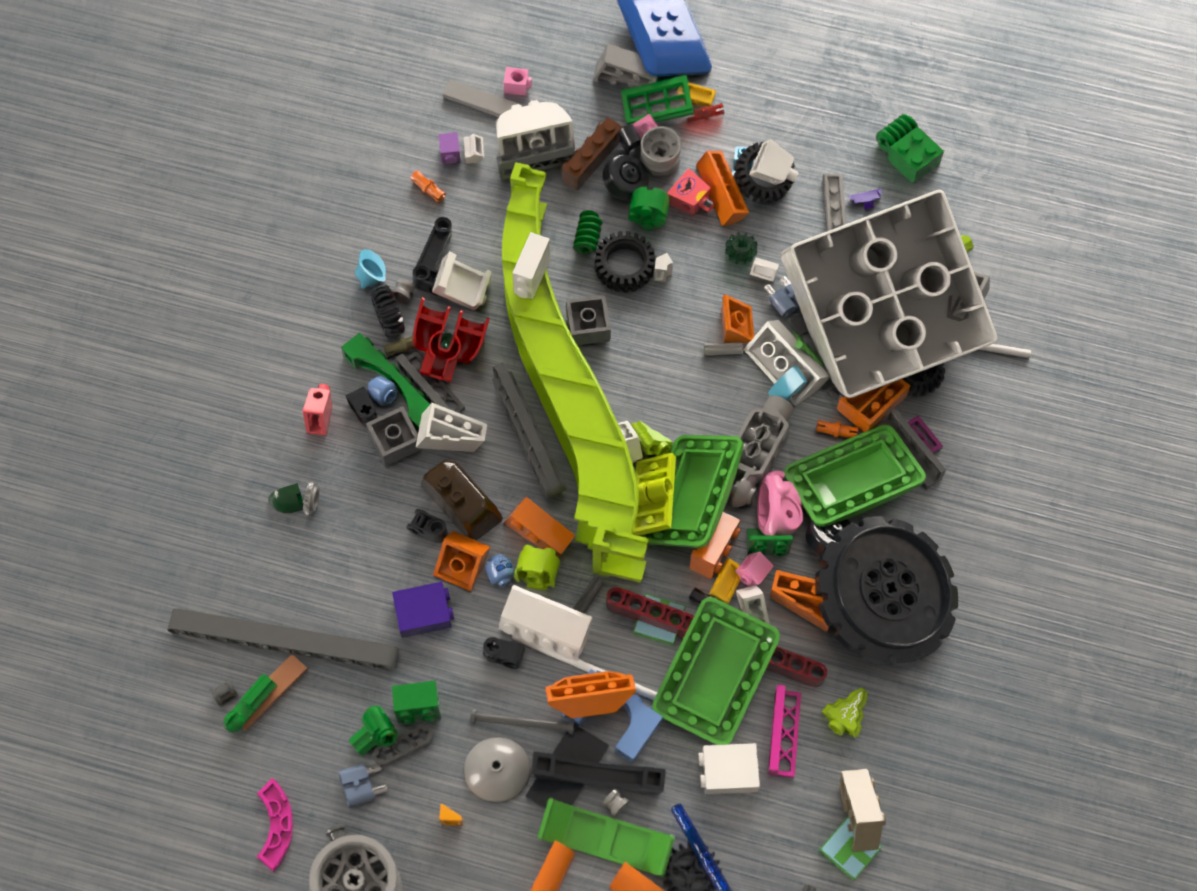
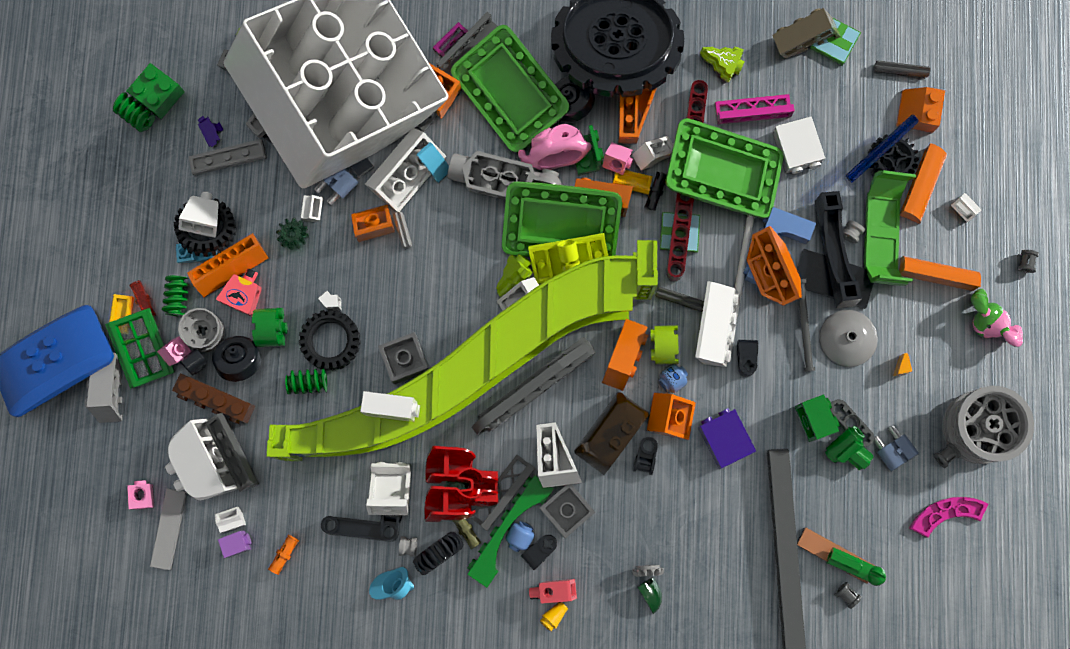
camera: 100 degrees left, 15 degrees up
(294, 403) = (553, 616): none -> yellow cone
(700, 138) = (174, 295): none -> green piece
(802, 345) = (389, 153): bright green hand -> none
(836, 429) = (462, 115): orange pin -> none

